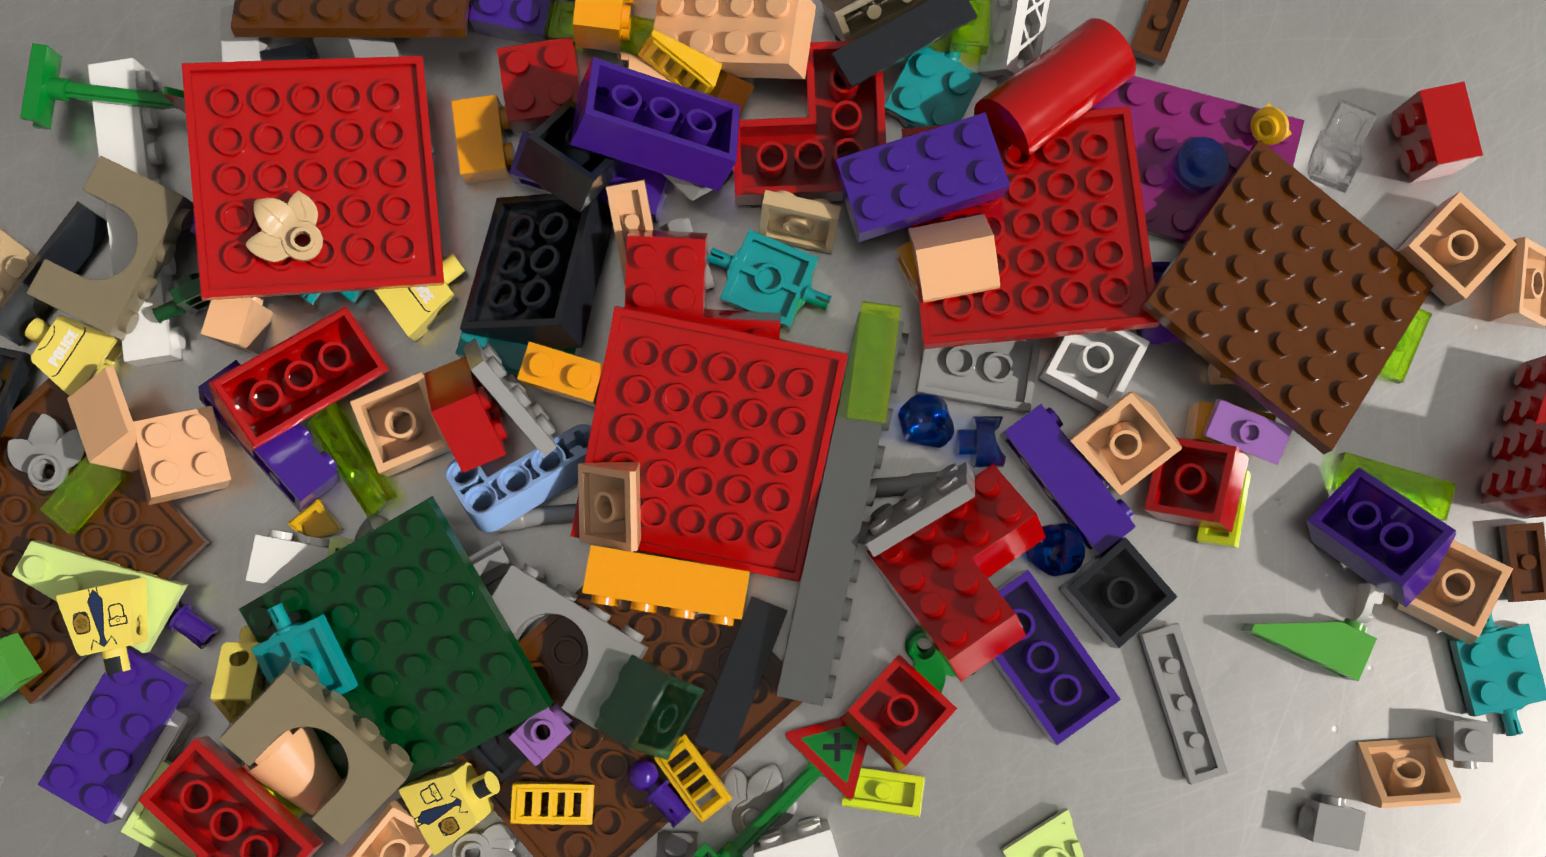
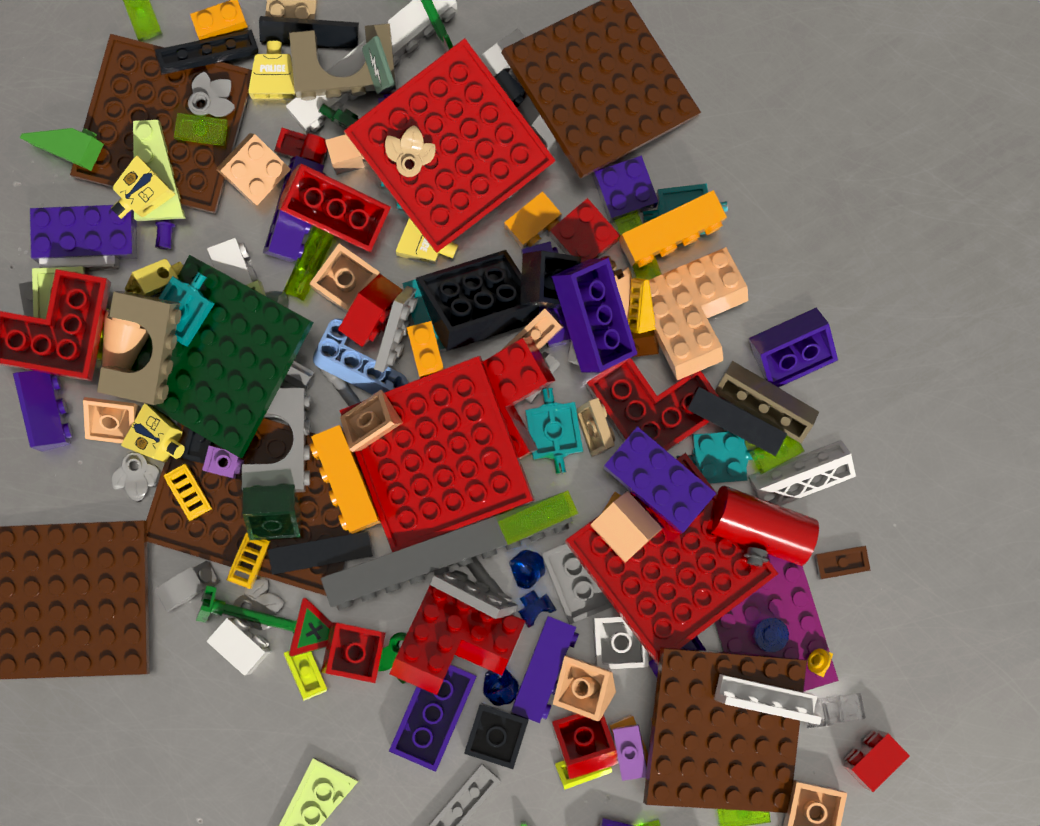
camera: 55 degrees right, 0 degrees up
(105, 422) = (246, 118): light nougat slope -> none
(146, 202) = (378, 66): none -> sand green slope
(197, 364) = (298, 144): none -> red plate
(315, 521) = (262, 264): yellow tile -> none
(644, 777) = (232, 533): dark purple pin -> none
(1092, 118) = (756, 556): none -> dark grey plate
(1286, 215) = (766, 699): none -> white fence

